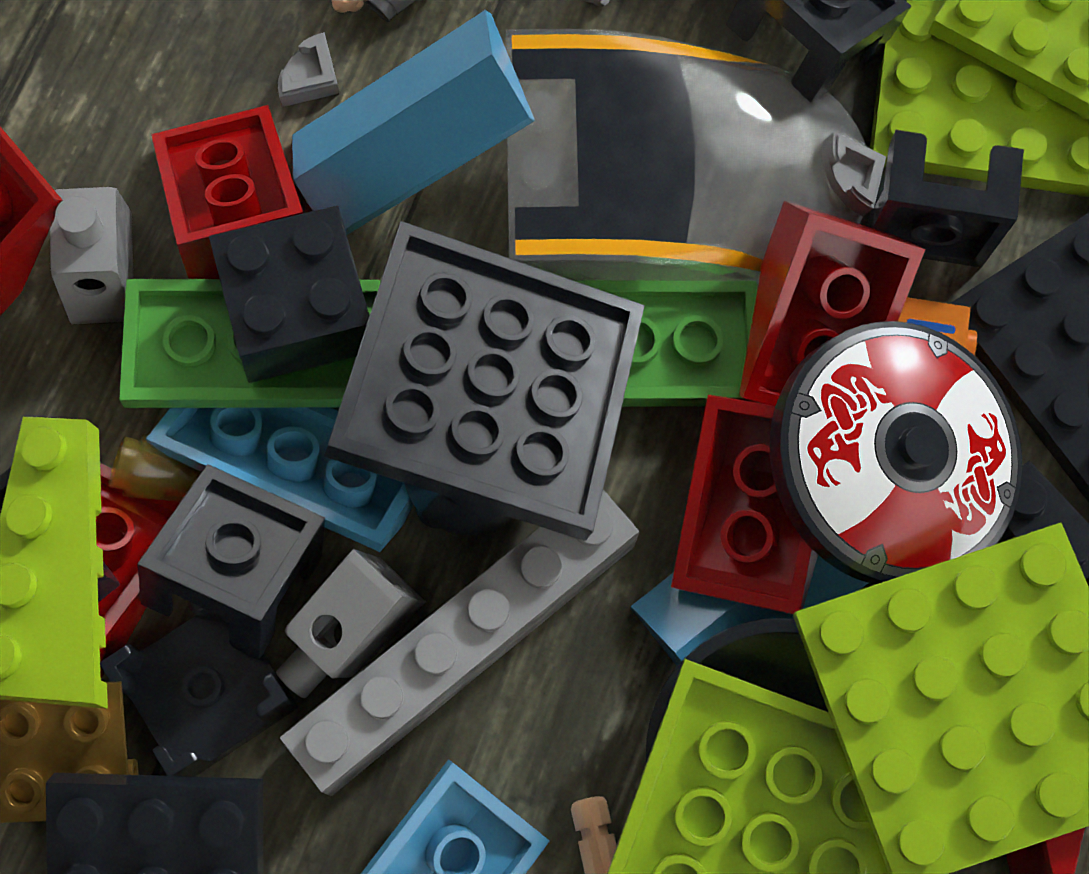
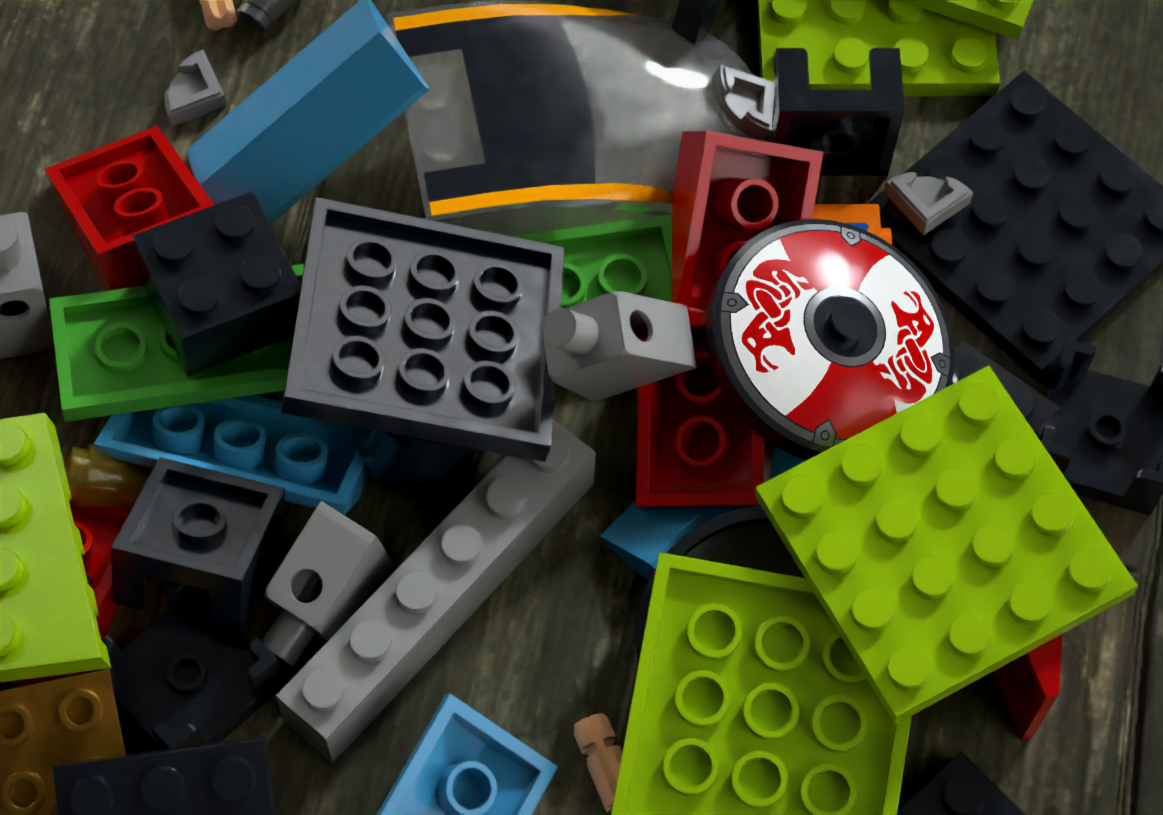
camera: 10 degrees left, 10 degrees down
(658, 427) = (597, 348): none -> light grey torso
(1020, 306) = (927, 199): none -> light grey tile

